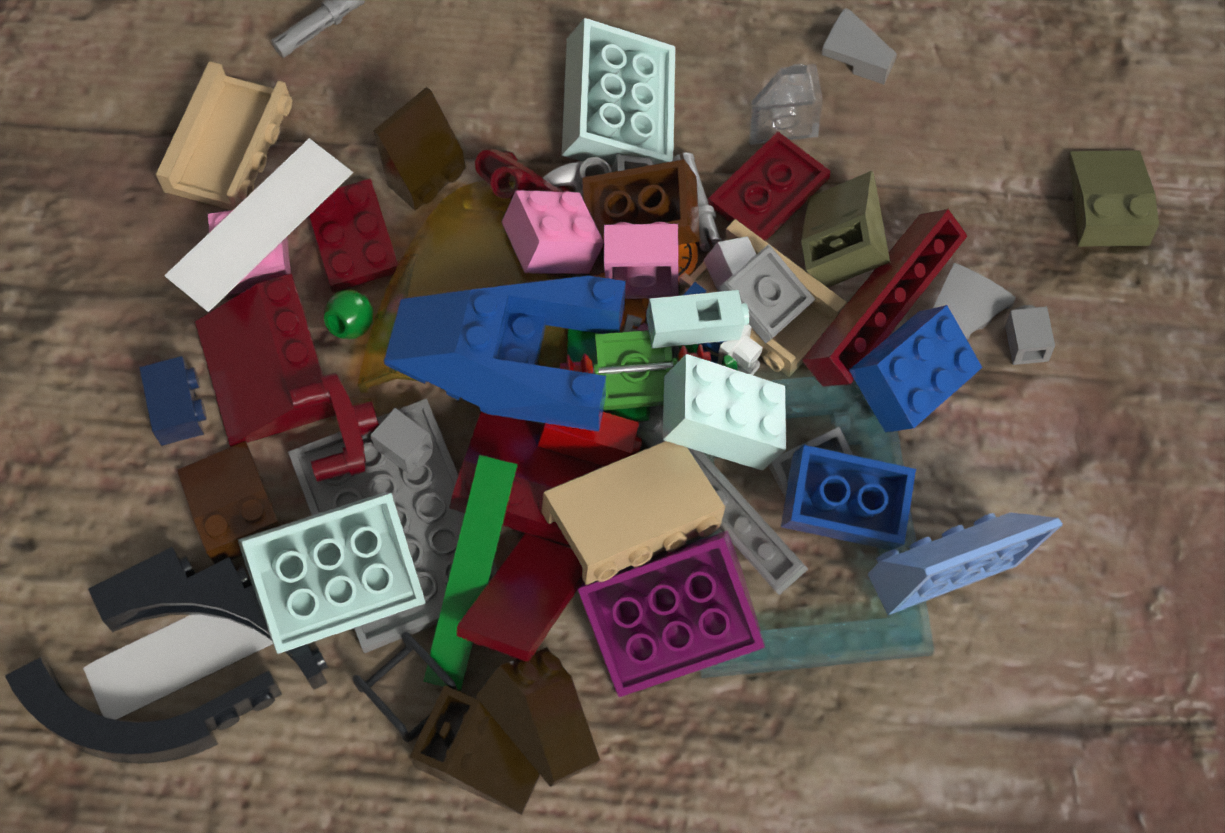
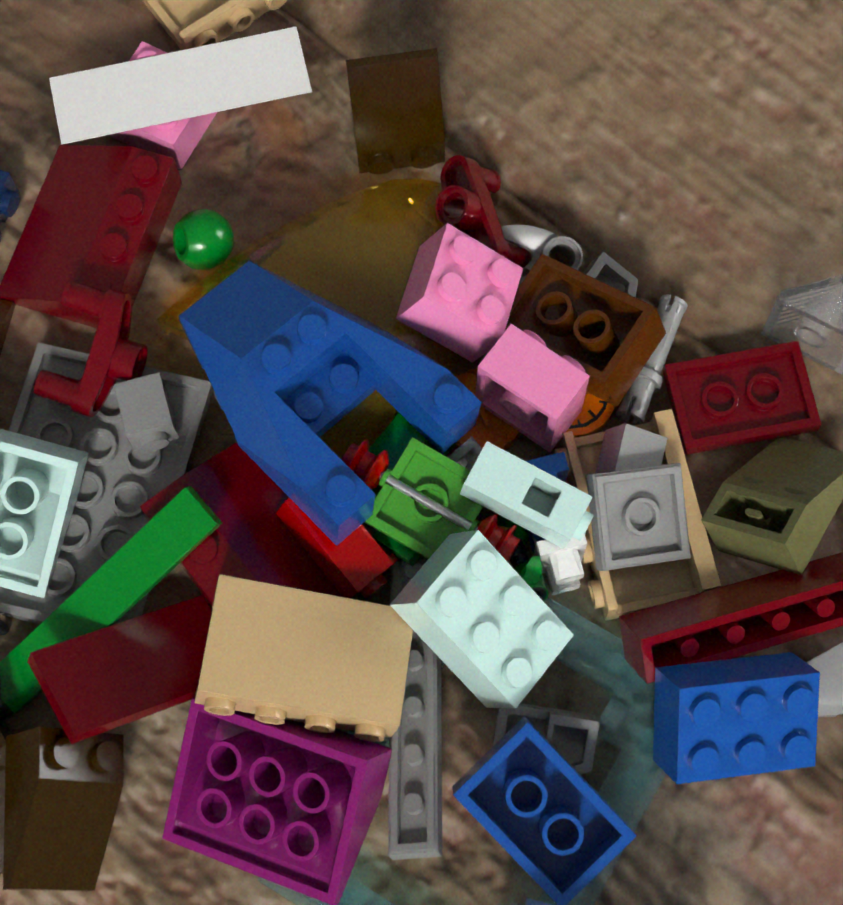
camera: 35 degrees right, 5 degrees up
(353, 236) = (276, 158): dark red plate -> none
(617, 95) = (657, 189): light aqua slope -> none

